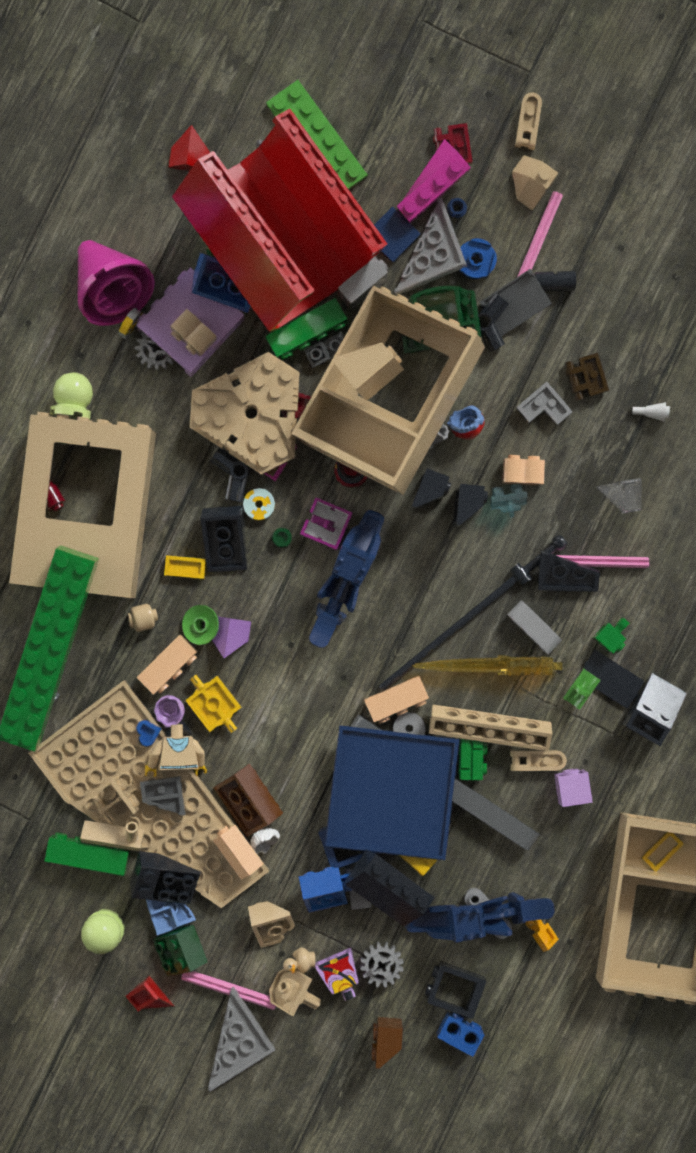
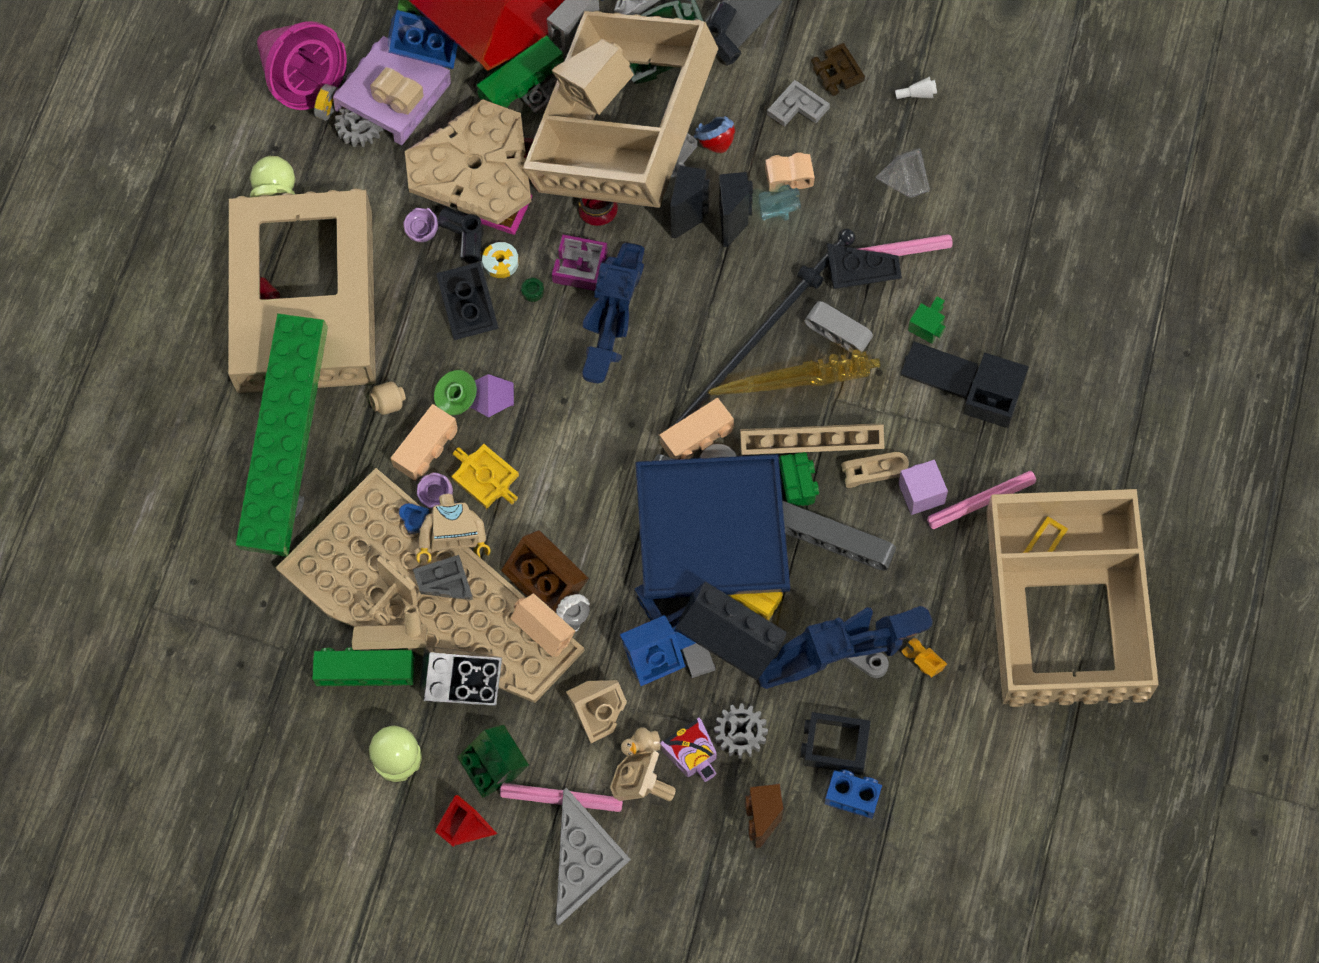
camera: 10 degrees left, 20 degrees down
(169, 916) = (469, 721): medium blue brick -> none
(185, 567) = (427, 339): yellow tile -> none
(195, 460) = (420, 225): none -> lavender hair
(581, 689) = (906, 379): bright green hips -> none
(619, 803) = (980, 500): none -> bright pink axle

